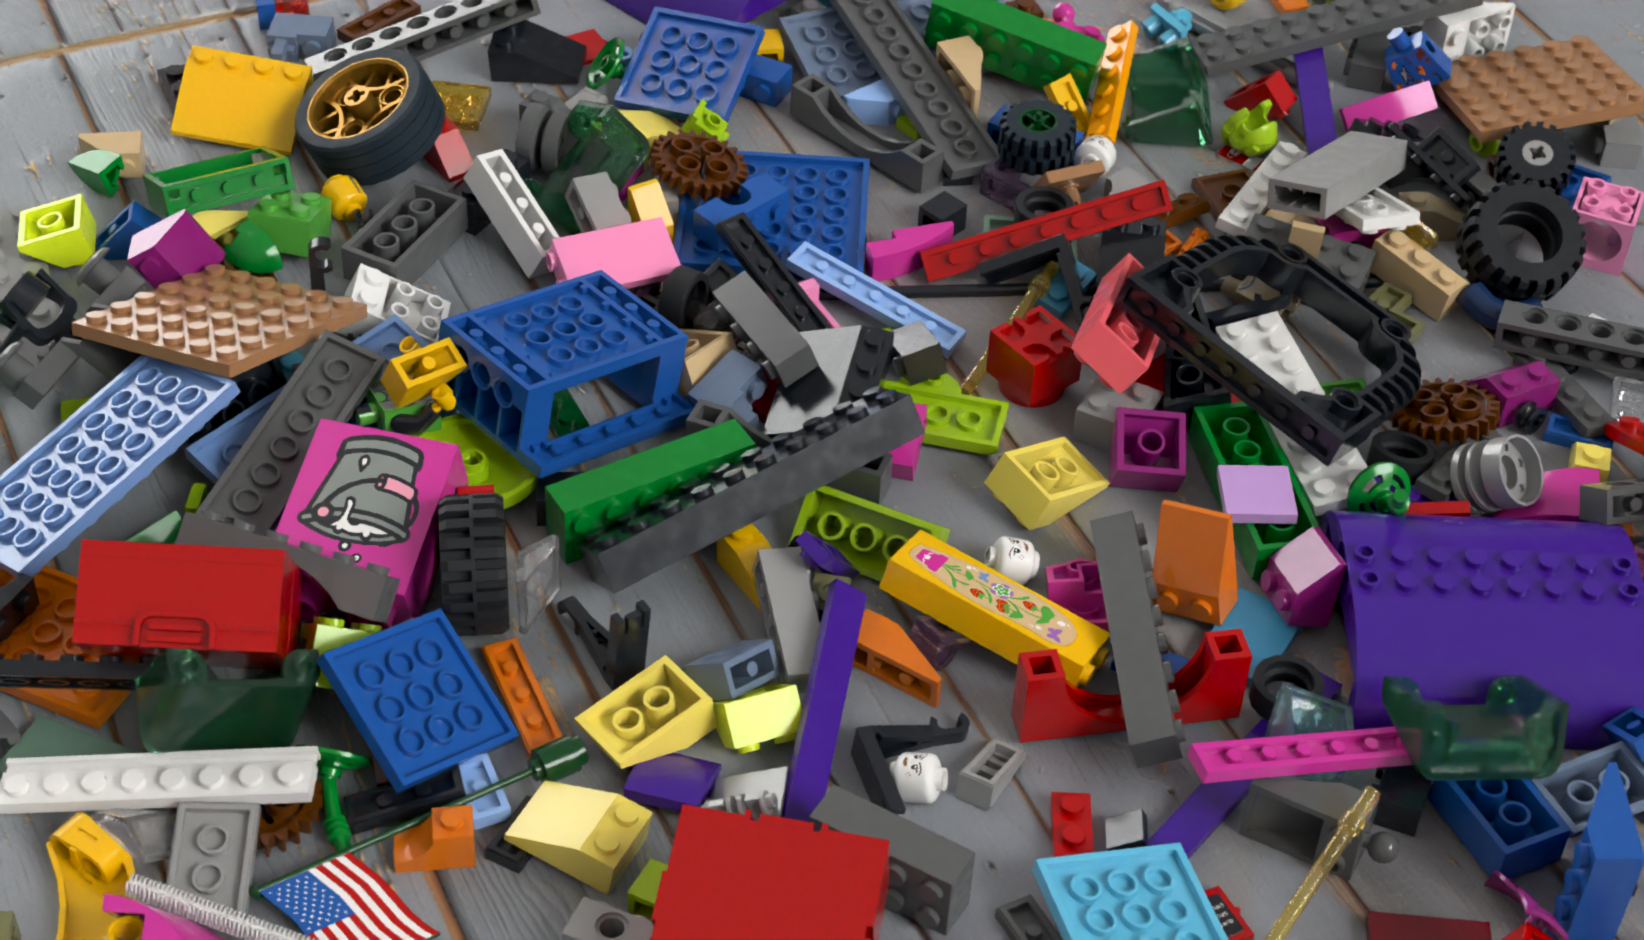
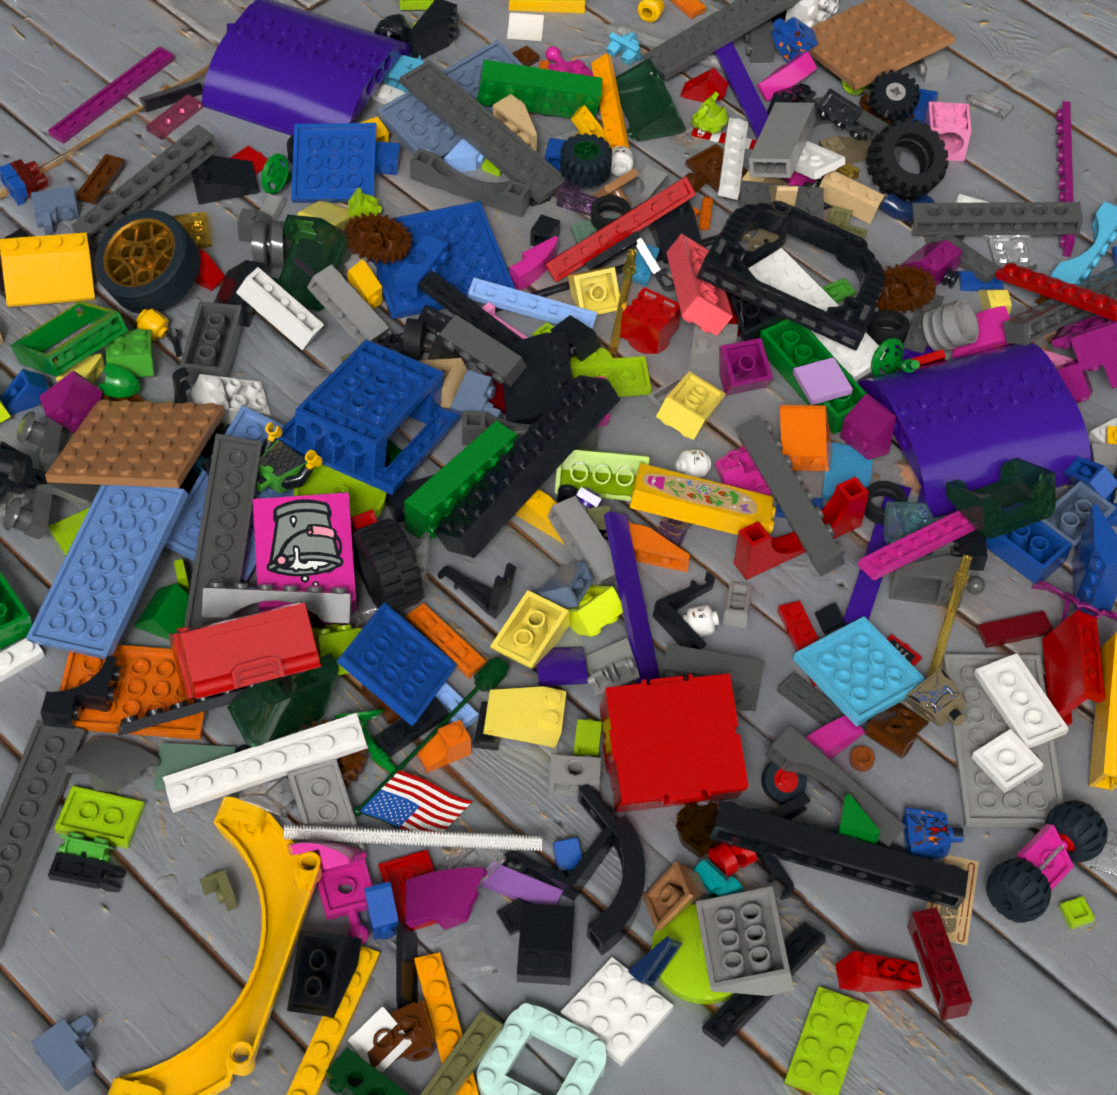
camera: 20 degrees left, 10 degrees up
(420, 371) = (295, 446): yellow slope -> none
(628, 253) = (366, 319): bright pink panel -> none
(977, 301) = (595, 289): none -> light yellow slope

